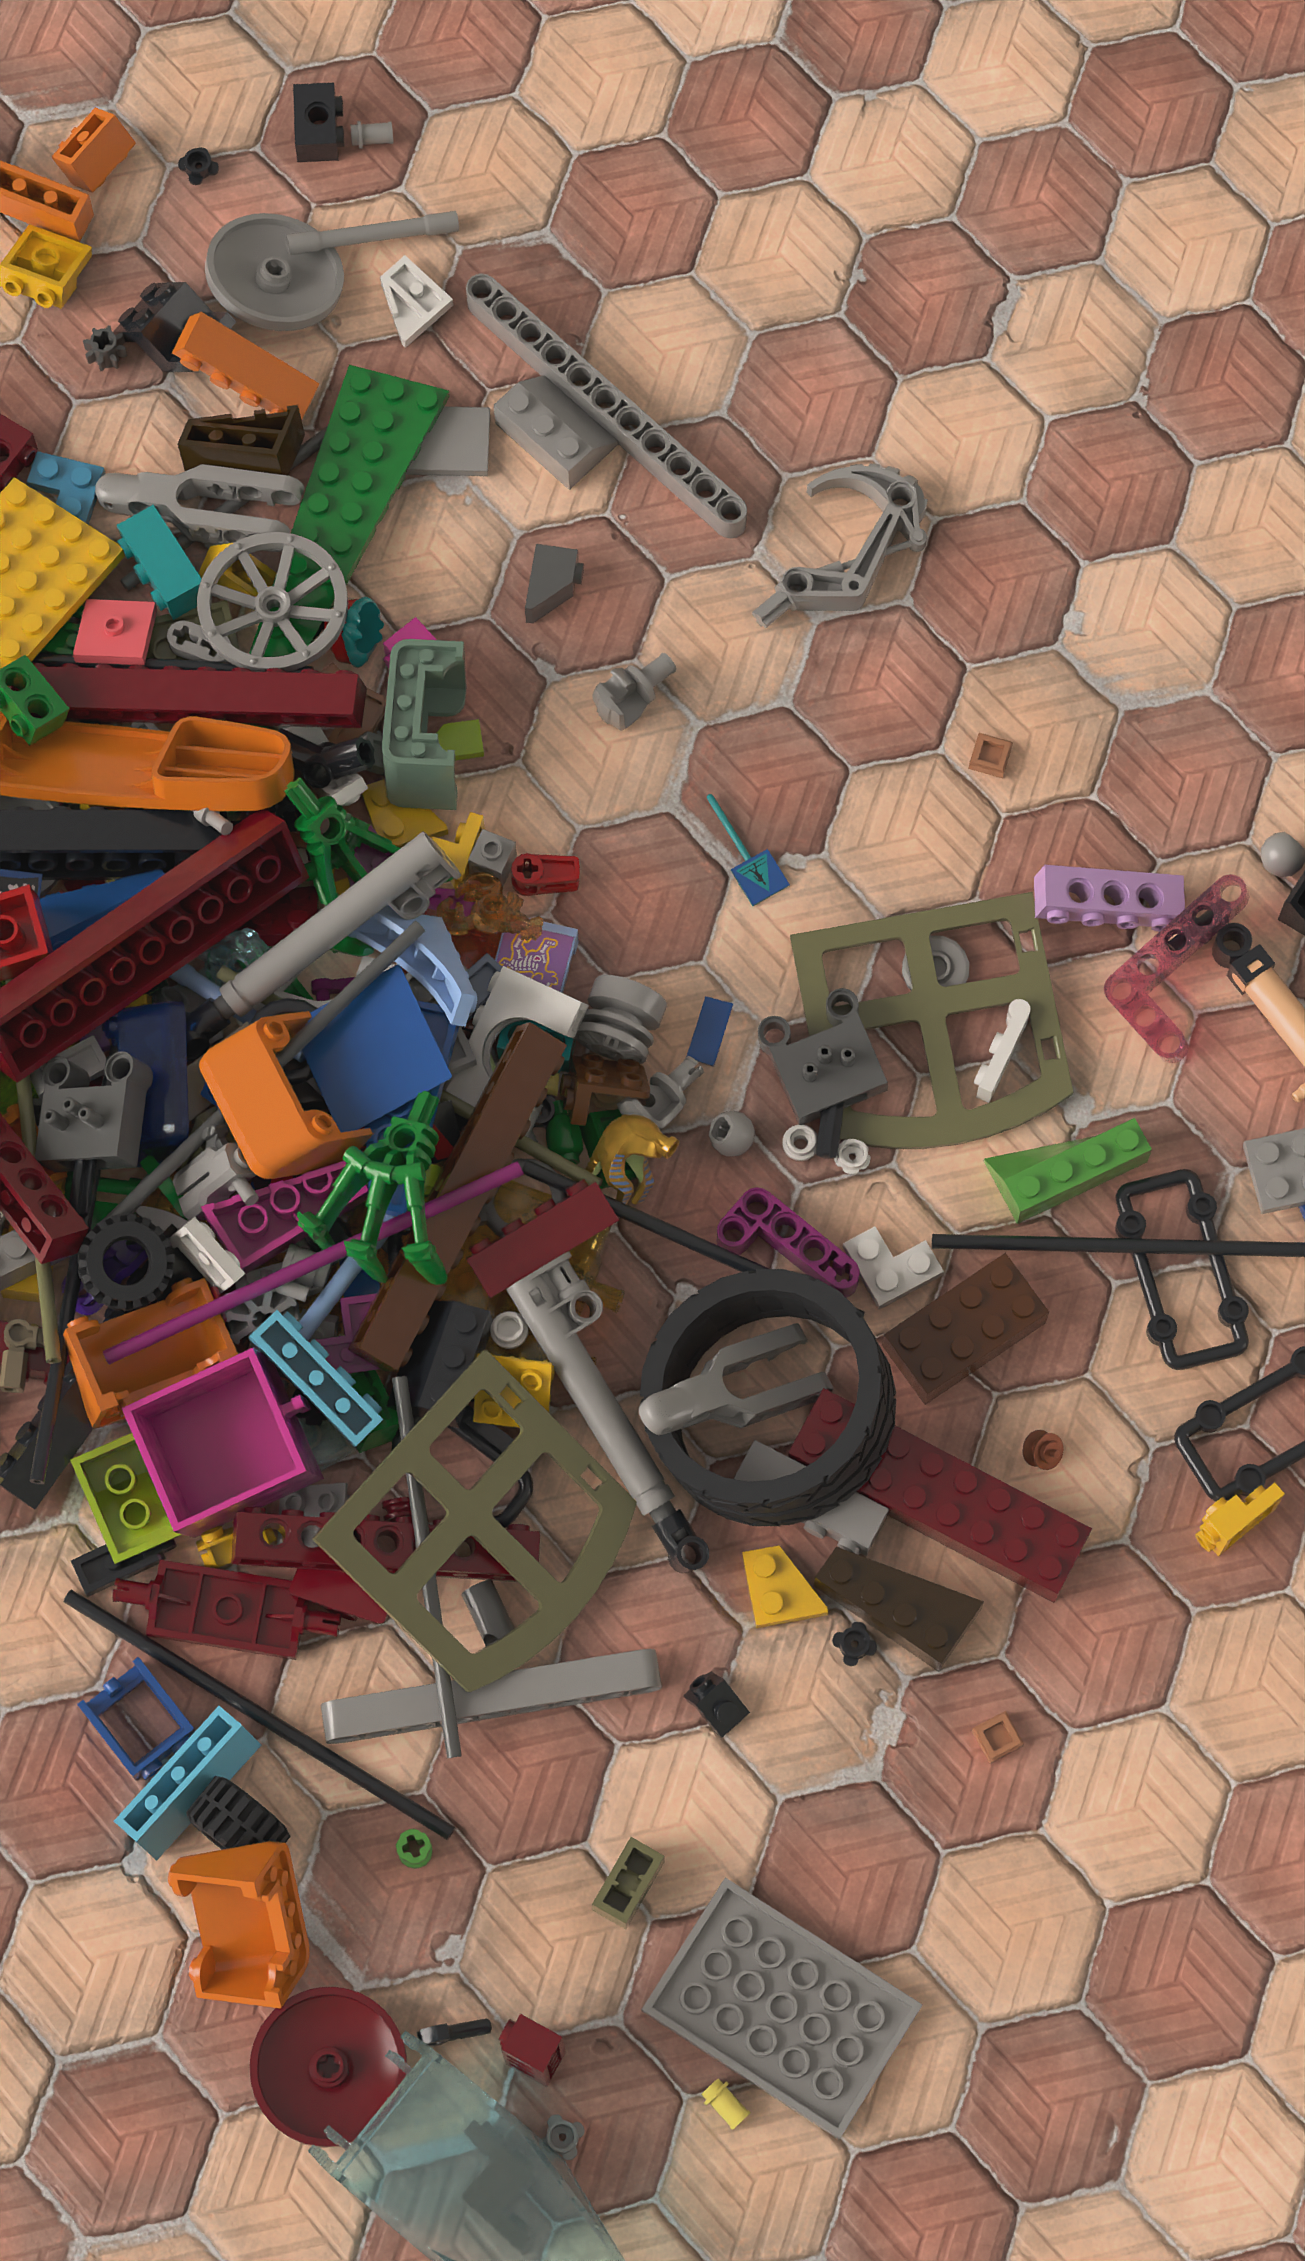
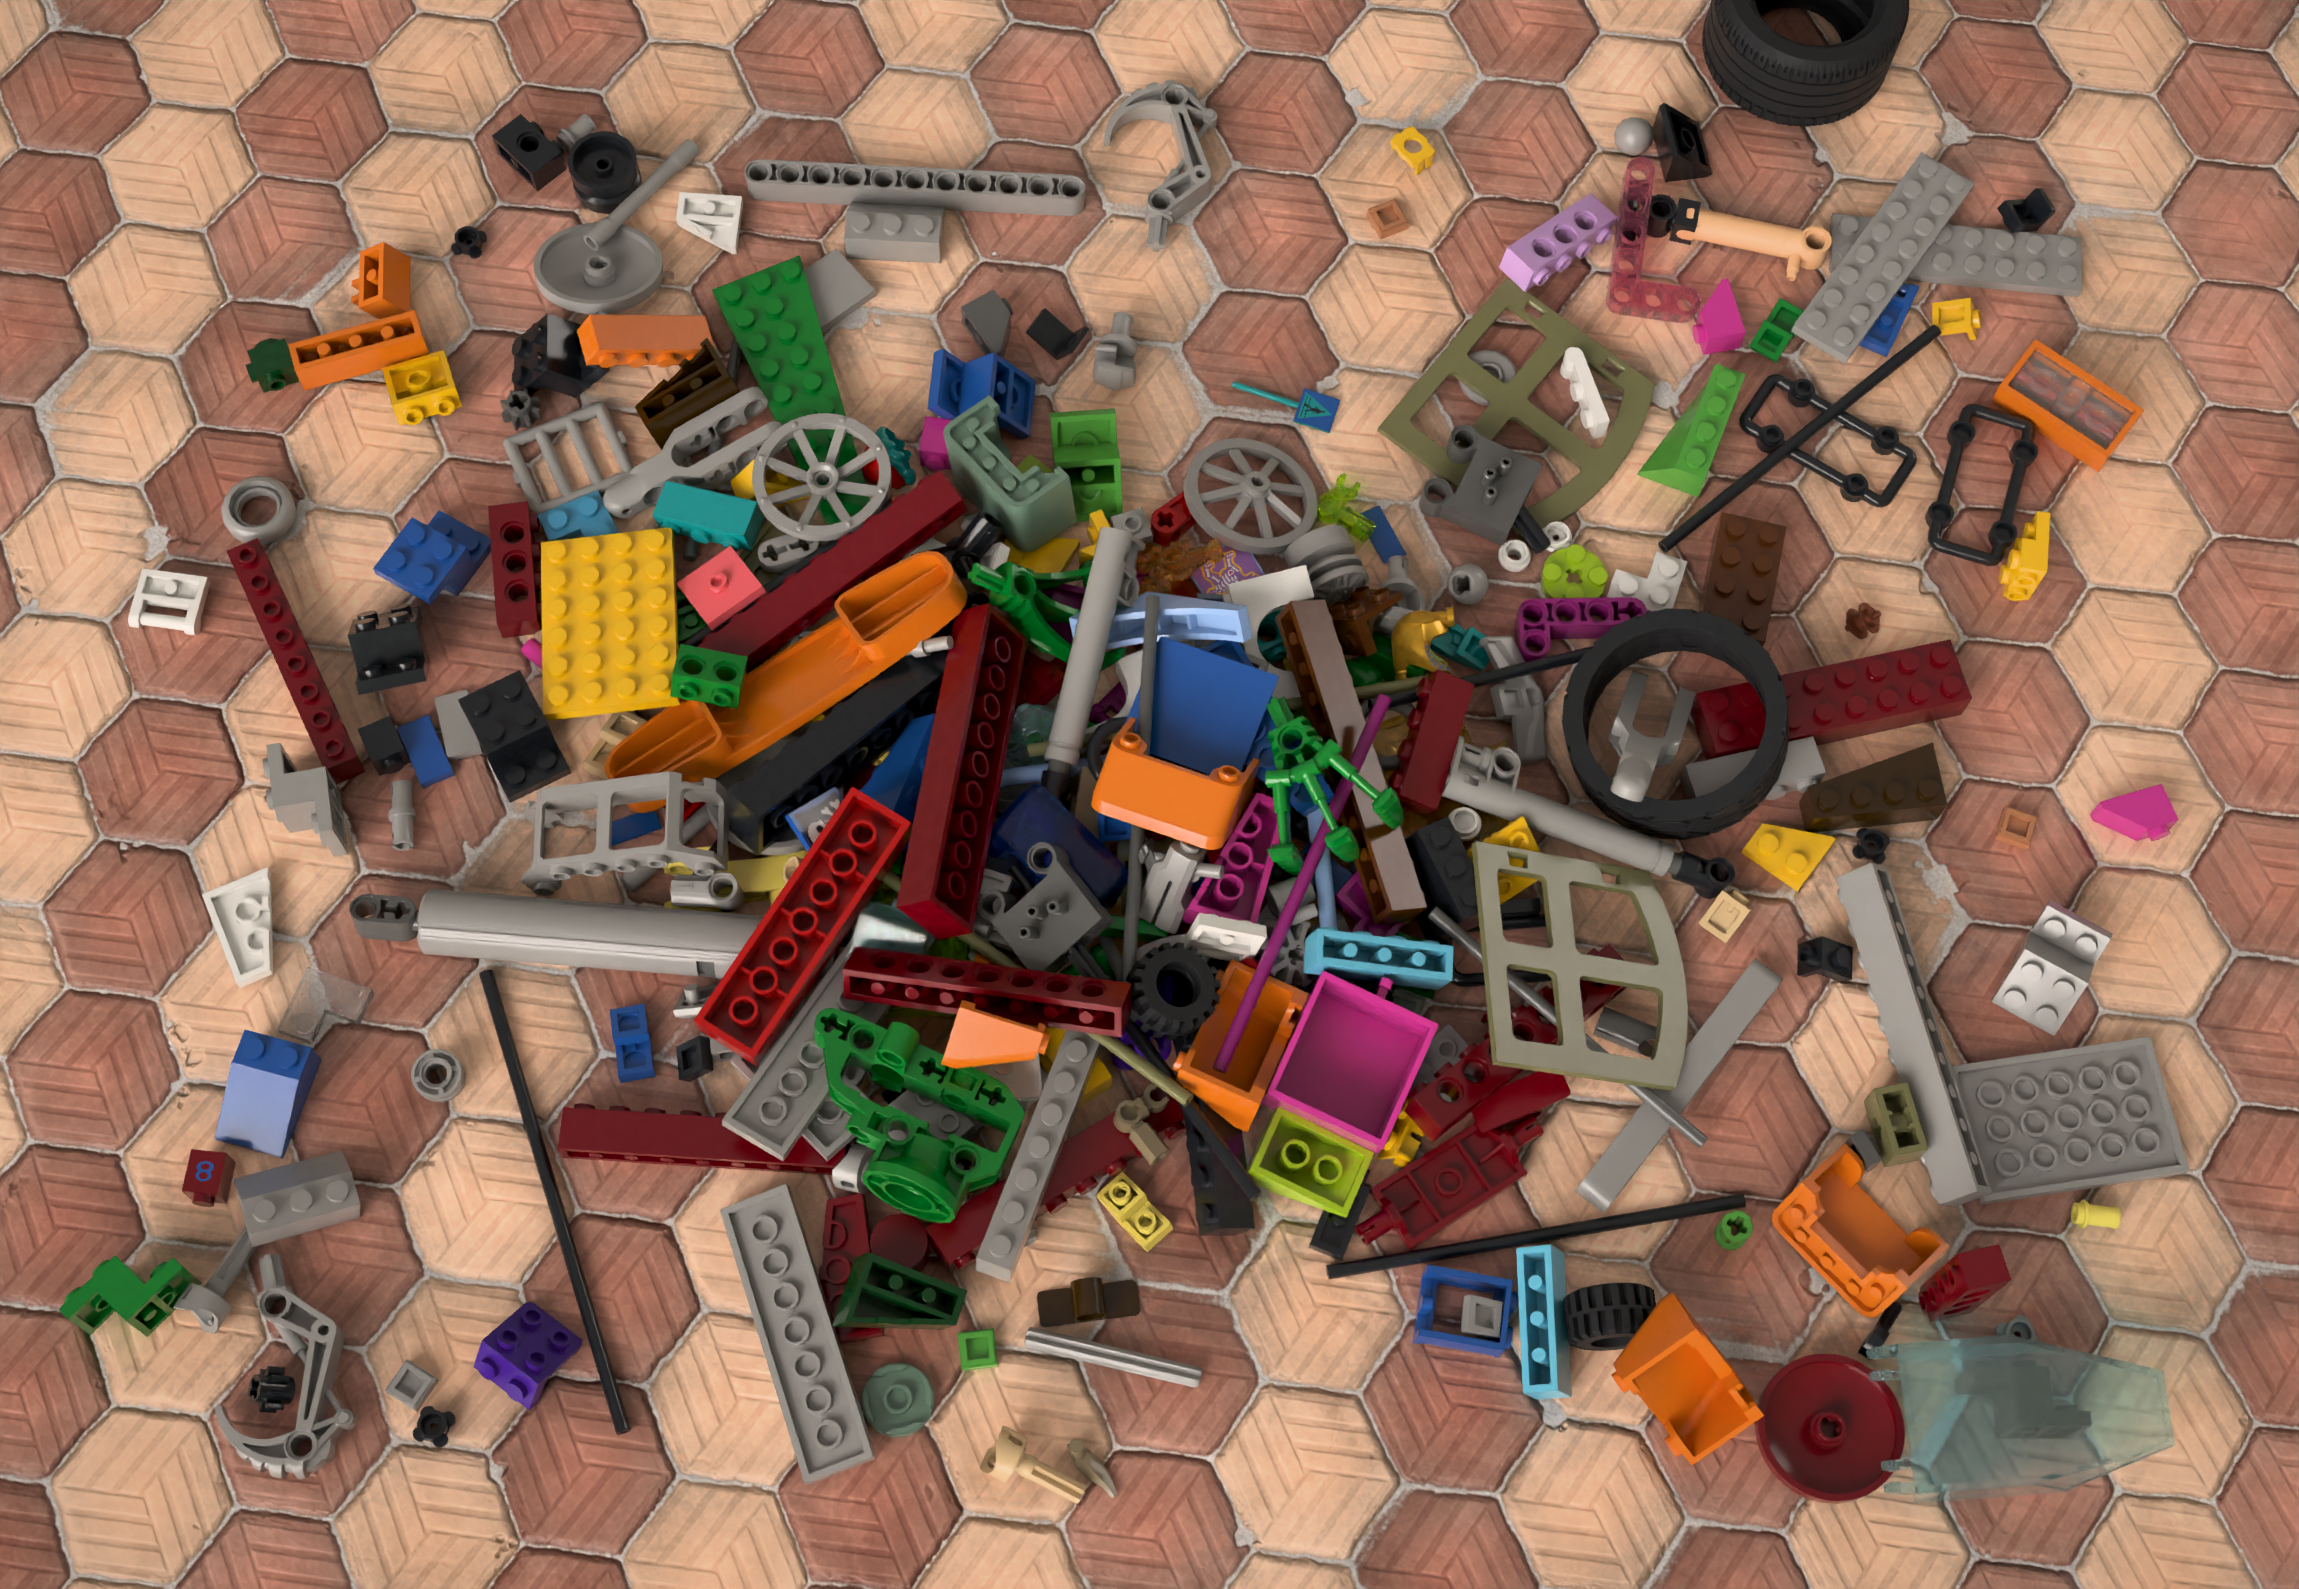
camera: 45 degrees left, 5 degrees down
(105, 381) = (571, 422): none -> light grey bar
(142, 1735) = (1481, 1317): none -> light grey plate
(357, 187) = (603, 170): none -> black wheel
(495, 638) = (960, 385): none -> blue bracket
(509, 766) = (1089, 453): none -> bright green bracket
(509, 1938) = (1853, 1237): none -> orange windscreen
(585, 1882) = (1866, 1149): none -> dark grey plate
(597, 629) = (1054, 335): none -> black bracket
(616, 908) = (1252, 492): none -> light grey wheel
(670, 1593) = (1726, 914): none -> tan bracket
(676, 1268) = (1518, 700): none -> light grey plate
(681, 1182) = (1462, 647): none -> teal slope
(686, 973) = (1332, 509): none -> clear neon green bar
(720, 1825) = (1912, 1033): none -> light grey brick
(846, 1188) = (1575, 561): none -> lime plate
(893, 1874) = (2052, 967): none -> light grey bracket
(1064, 721) = (1417, 159): none -> yellow piece
(1112, 1817) = (2138, 814): none -> dark pink slope
(1187, 1083) = (1719, 322): none -> dark pink slope
(1226, 1136) = (1776, 331): none -> green slope

